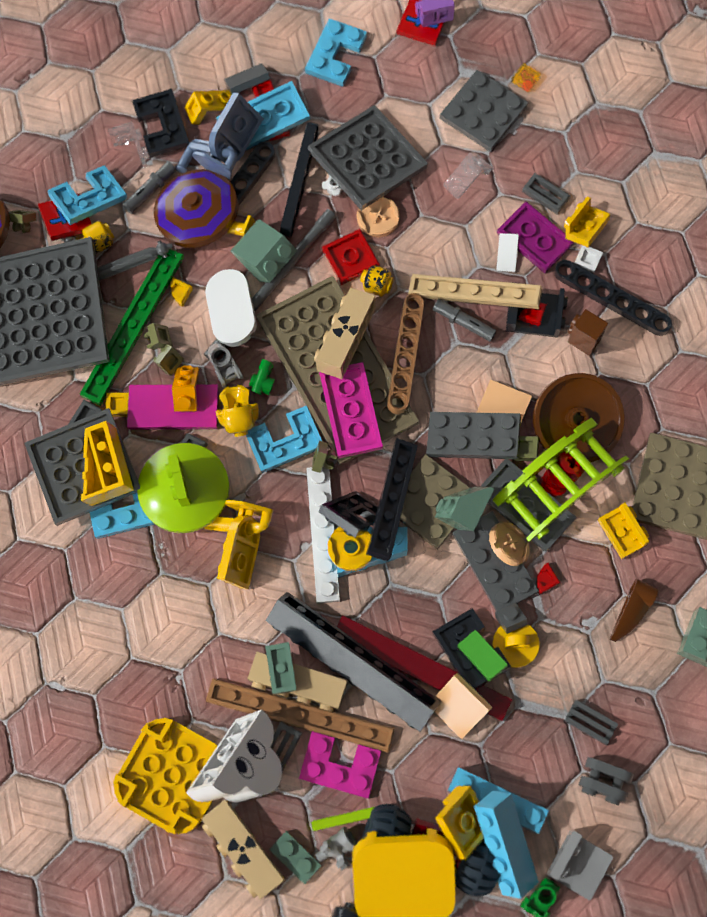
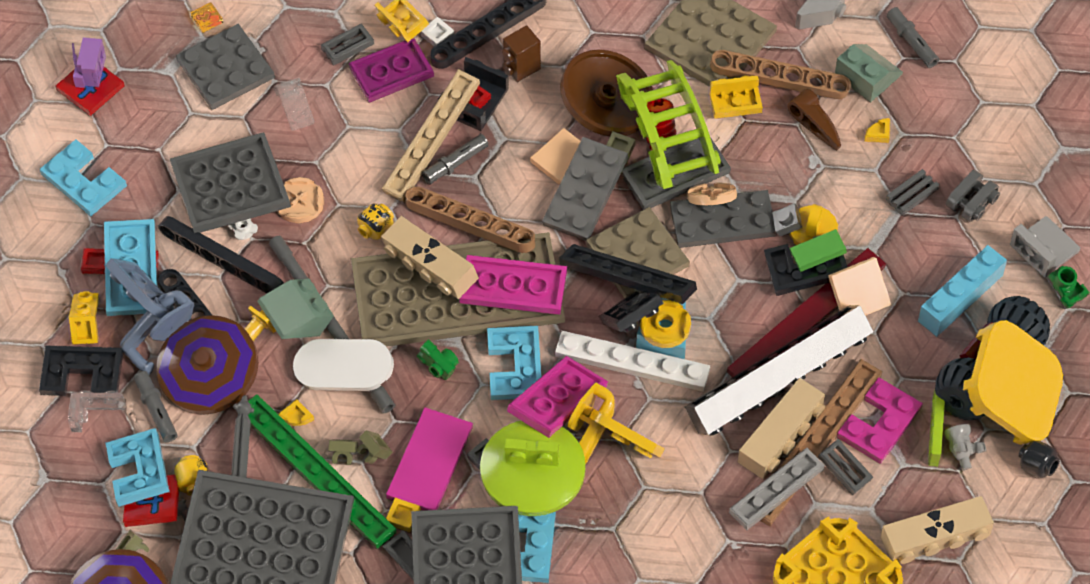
camera: 75 degrees left, 15 degrees down
(105, 465) = (482, 521): yellow wedge -> none
(185, 388) = (418, 430): light orange bracket -> none
(225, 368) = (406, 391): light grey piece -> none
(233, 693) = (776, 488): none -> light grey tile
(237, 414) = (468, 395): yellow head -> none
(241, 763) = (849, 491): white brick -> none
(247, 78) = (71, 270): dark grey tile -> none
(257, 483) = (554, 396): none -> dark pink tile
(281, 668) = (767, 427): sand green plate -> none
(295, 857) = (960, 488): sand green plate -> none
(320, 457) = (551, 329): olive tile -> none
(350, 256) = (333, 239): red tile -> none
(460, 821) = (975, 307): yellow plate -> none
(464, 508) = (664, 211): sand green slope -> none
(507, 252) = (397, 98): white sticker -> none
(507, 843) = (1008, 284): medium azure brick -> none
(546, 579) = (756, 180): red tile -> none
(645, 671) = (879, 131): none -> yellow tile
(662, 562) = (781, 69): none -> medium nougat beam

